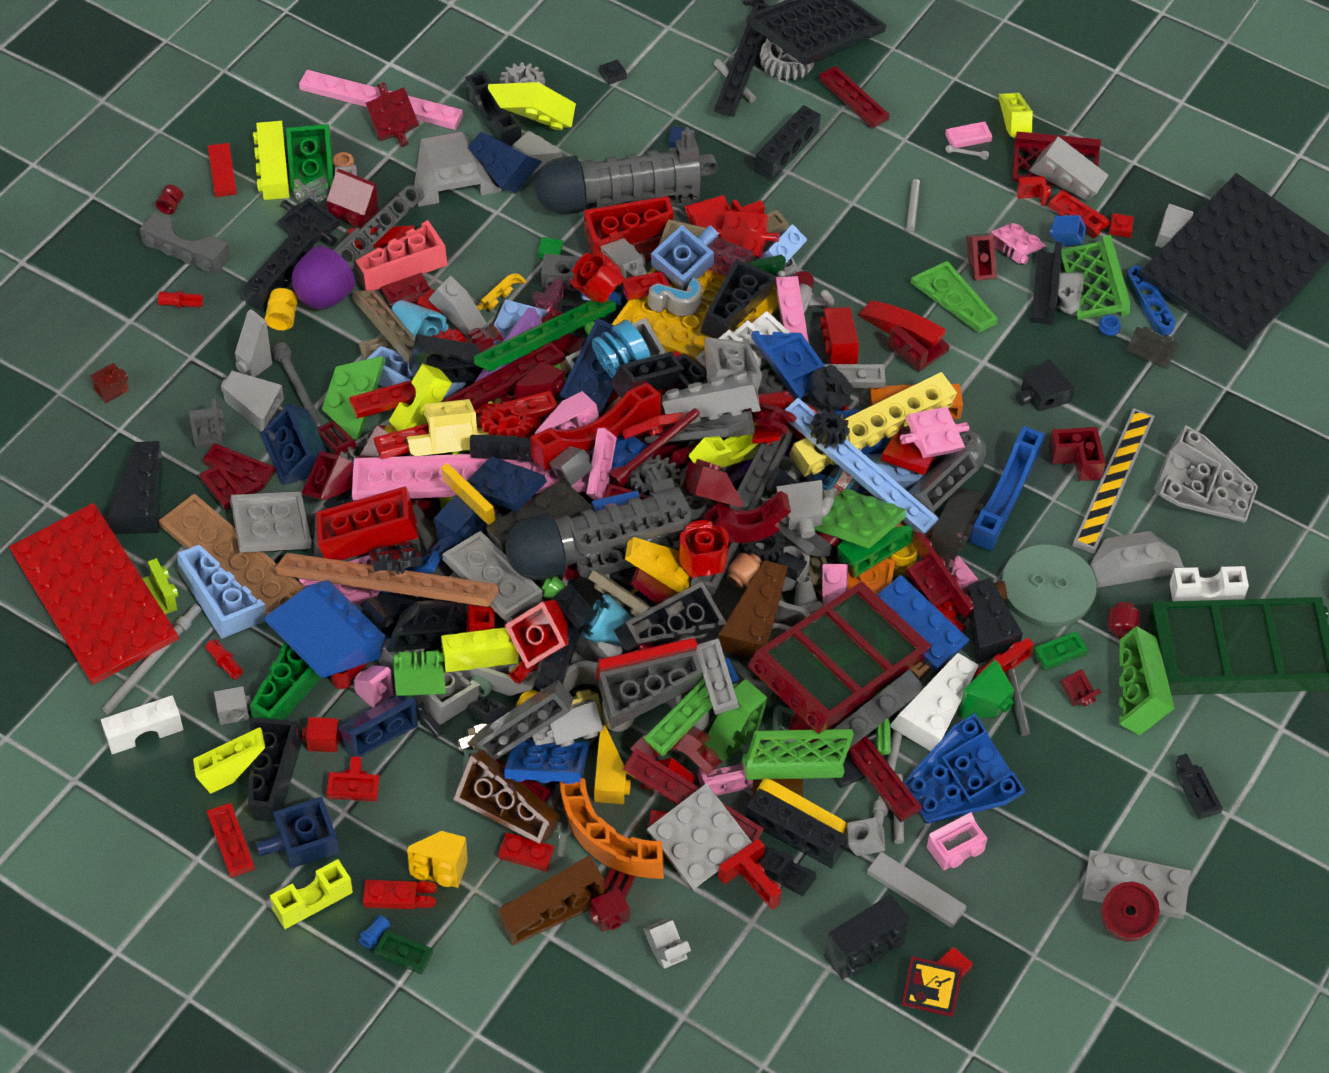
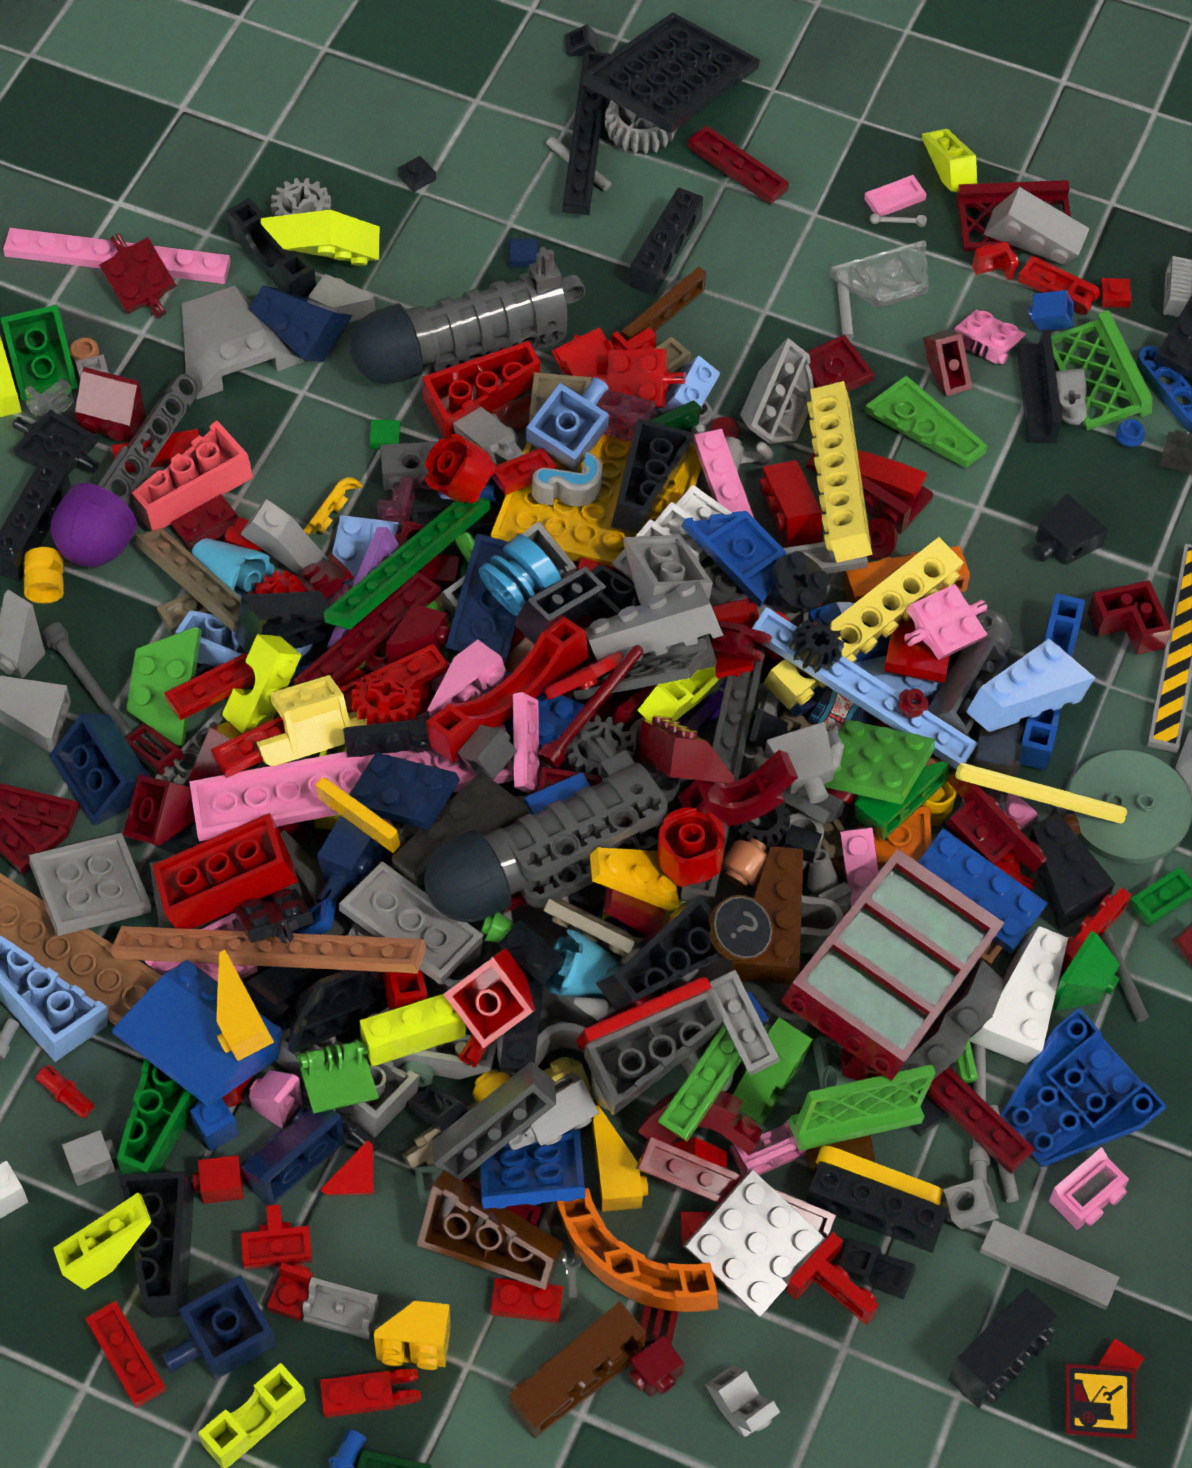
camera: 10 degrees left, 5 degrees up
(326, 695) = (214, 1123): none -> blue brick
(353, 617) = (236, 1014): none -> yellow slope
(358, 817) = (290, 1291): none -> red bracket
(389, 833) = (340, 1308): none -> light grey hinge
(418, 747) = (355, 1176): none -> red slope
(727, 609) = (740, 928): none -> black tile
(779, 187) = (668, 305): none -> reddish brown tile
(849, 261) = (780, 395): none -> light grey wedge
(878, 318) = (839, 473): none -> light yellow brick
(890, 485) = (909, 709): none -> dark red plate
(895, 249) = (839, 362): none -> dark red plate
(900, 371) = (882, 538): none -> dark red piece
(948, 189) = (886, 275): none -> clear wing
(979, 560) = (1041, 793): none -> light yellow axle
(987, 486) = (1031, 685): none -> light blue wedge

